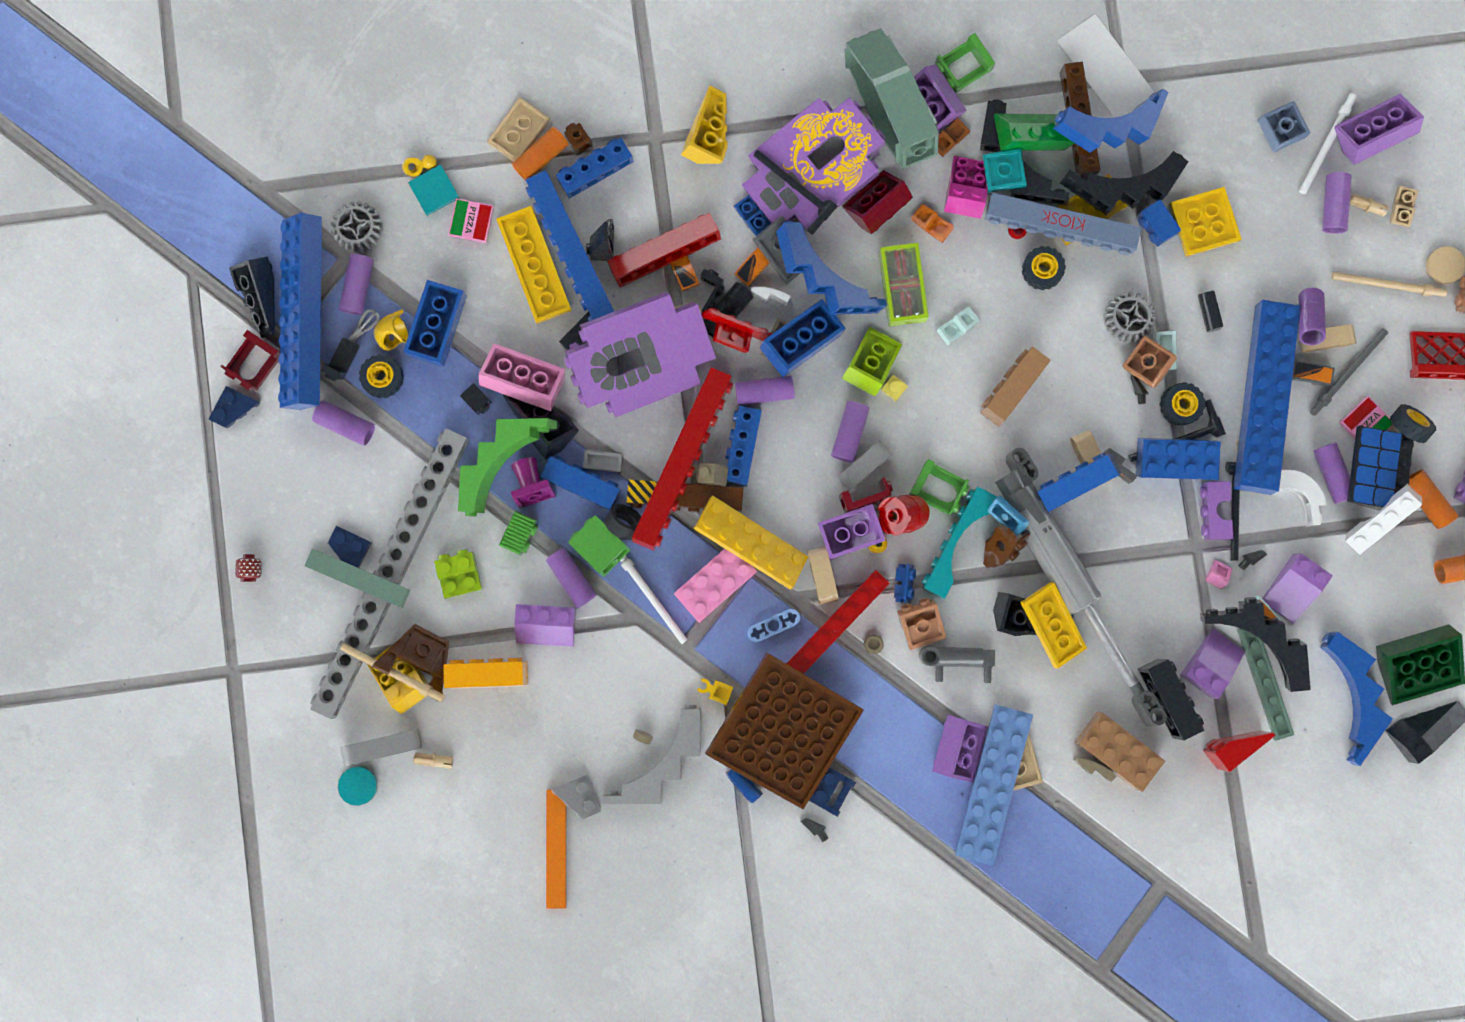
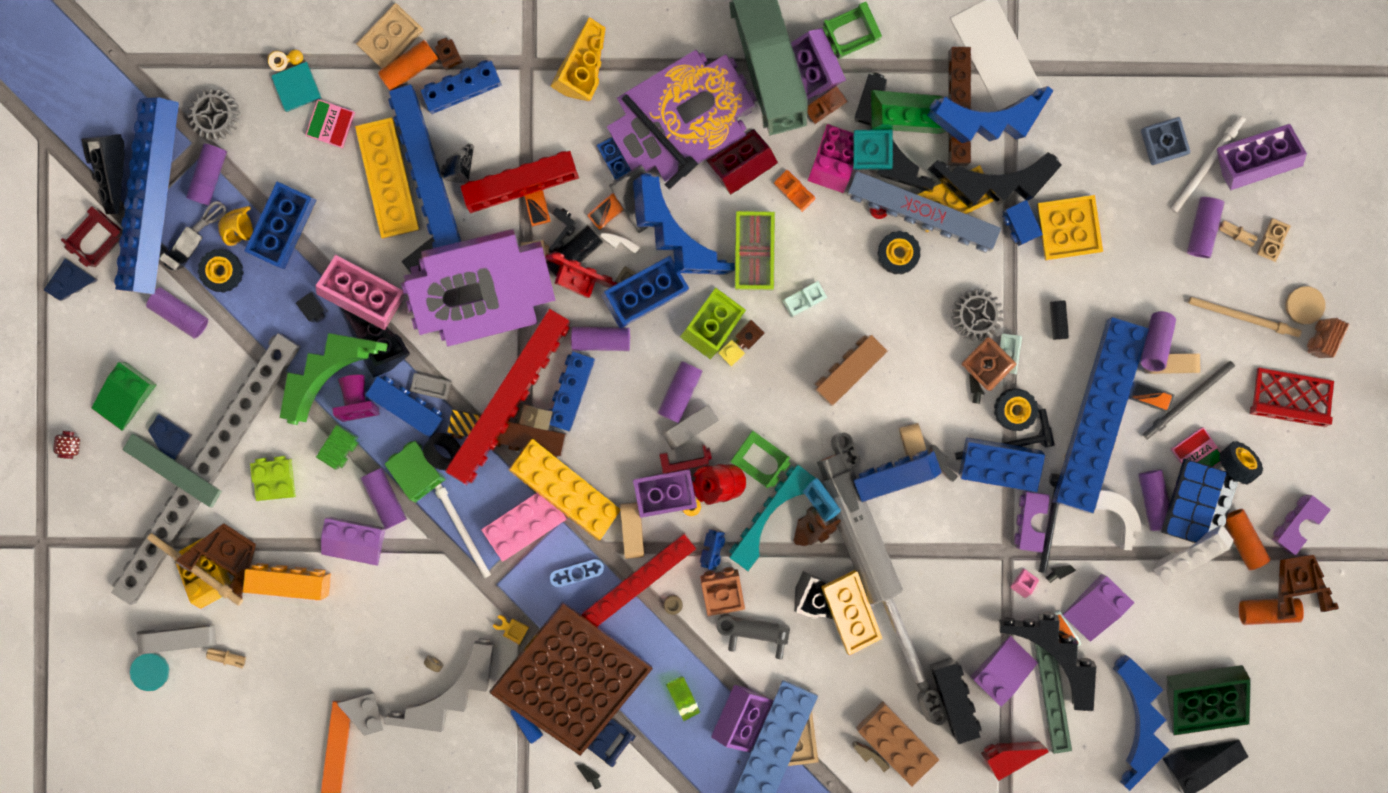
camera: 10 degrees right, 5 degrees up
(298, 512) = (122, 395): none -> green slope
(898, 736) = (683, 698): none -> clear neon green slope
(913, 360) = (756, 333): none -> reddish brown brick

